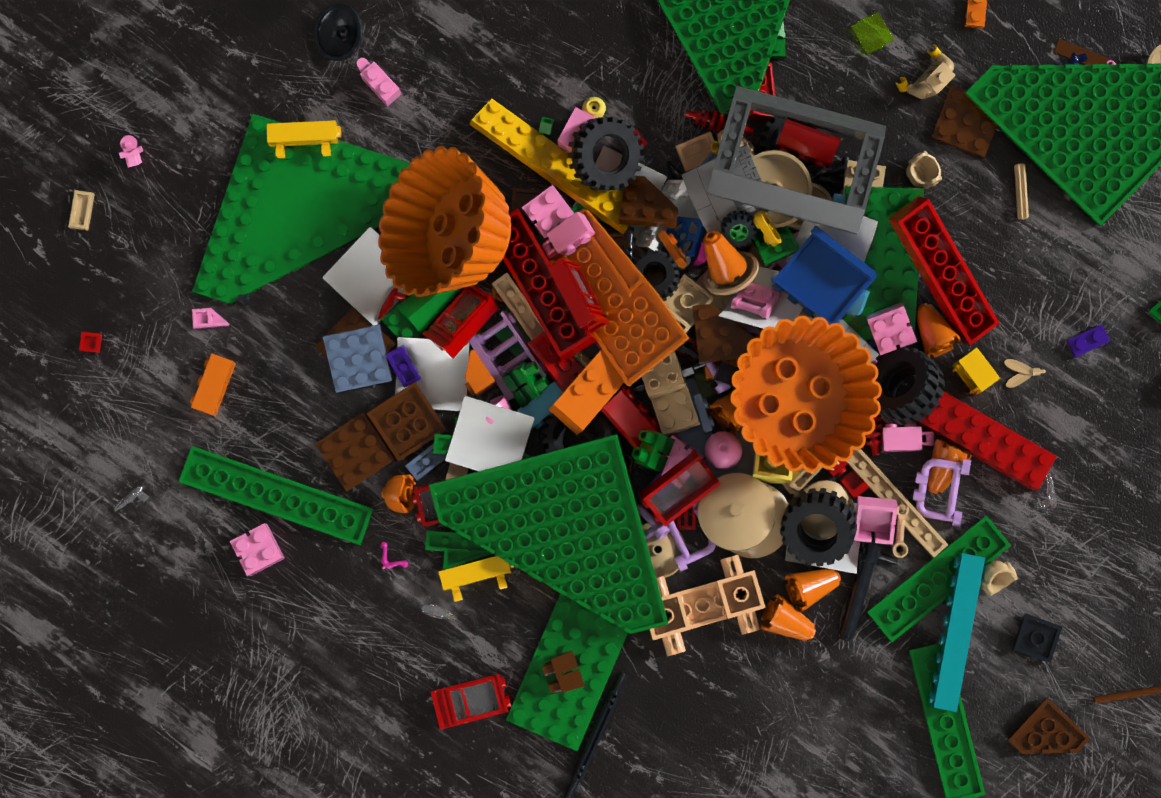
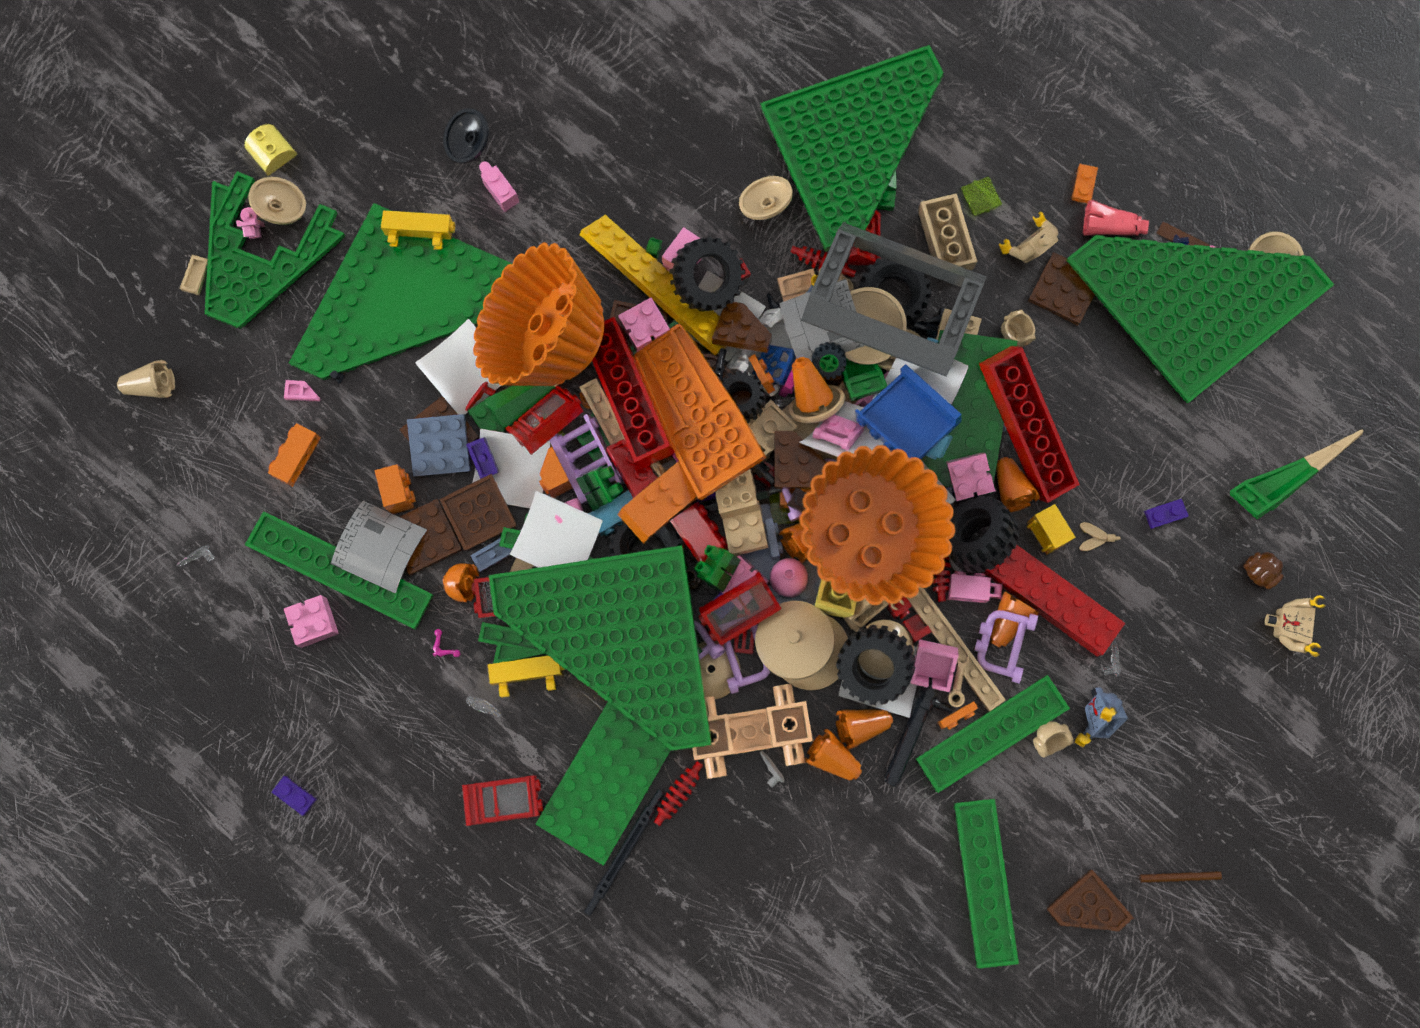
camera: 10 degrees right, 5 degrees down
(54, 327) = (148, 381): none -> tan cone
(90, 342) = (182, 400): red plate -> none
(132, 213) = (241, 282): none -> green wing
(135, 68) = (269, 148): none -> light yellow brick
(155, 116) = (277, 200): none -> tan dish
(266, 721) = (294, 795): none -> dark purple plate
(312, 467) = (377, 546): none -> light grey sticker
(320, 408) = (394, 489): none -> orange brick
(567, 681) = (603, 791): reddish brown hips -> none
(568, 235) = (660, 347): bright pink brick -> none
(578, 294) = (661, 403): red door -> none
(594, 102) = (703, 229): light yellow plate -> none
(640, 674) = (678, 793): none -> red piece
(654, 63) = (765, 198): none -> tan dish
(734, 645) = (777, 776): none -> light grey bar
(764, 223) = (860, 368): yellow plate -> none
(807, 144) = (907, 286): red slope -> none
(842, 79) = (947, 231): none -> tan brick
(910, 561) = (951, 720): none -> orange plate
(957, 632) = (1006, 790): teal brick -> none
(1004, 46) = (1105, 220): none -> coral piece
(1021, 191) = (1112, 360): tan axle -> none
(1037, 638) = (1087, 806): black plate -> none
(1044, 550) = (1103, 716): none -> sand blue torso

